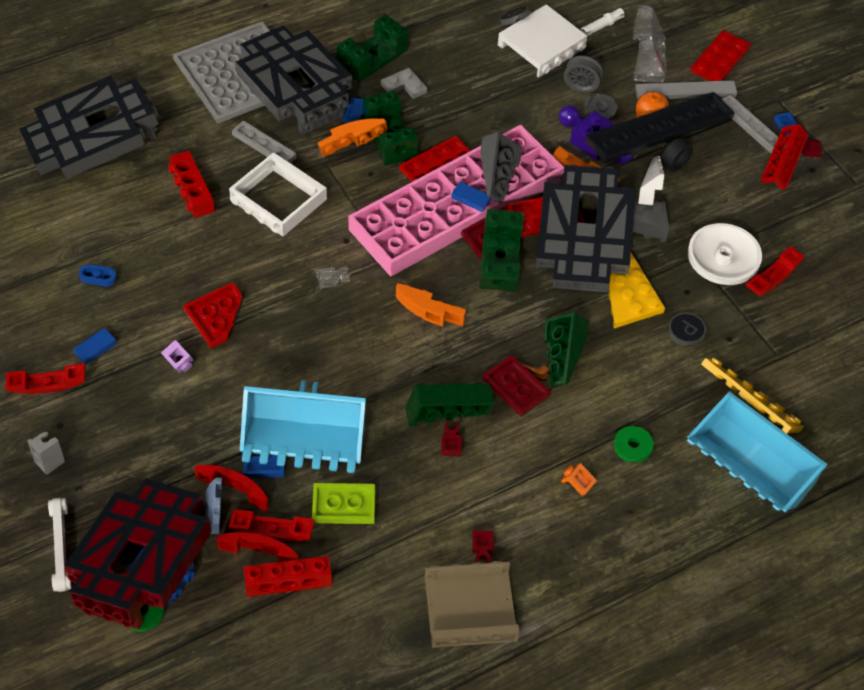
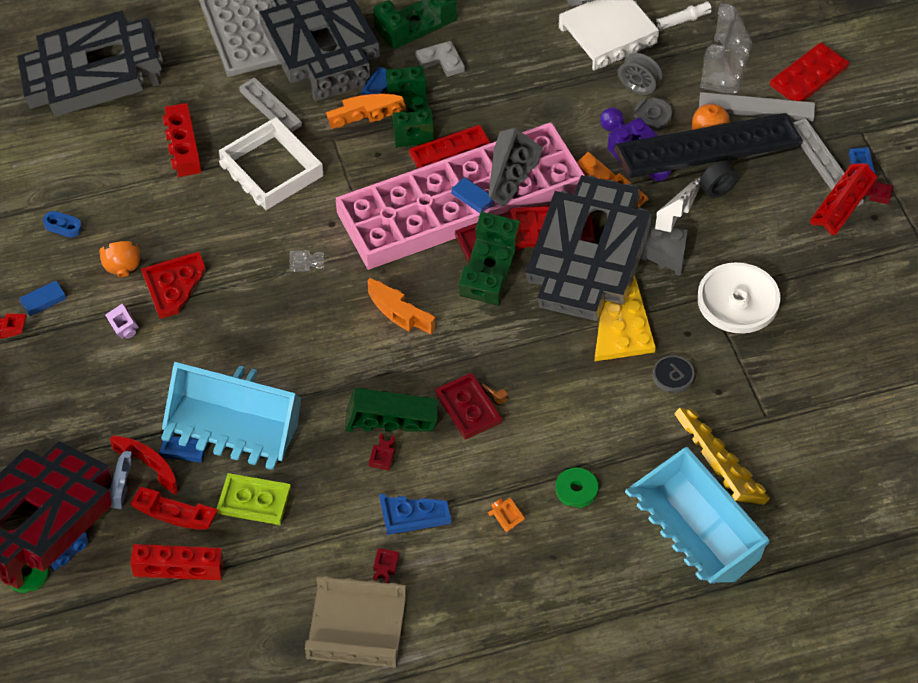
camera: 15 degrees right, 0 degrees up
(162, 298) = (120, 258): none -> orange cylinder
(233, 541) = (133, 518): red slope -> none
(492, 494) = (410, 515): none -> blue wing
(565, 341) = (534, 364): dark green wedge -> none
(776, 273) = (793, 328): red slope -> none

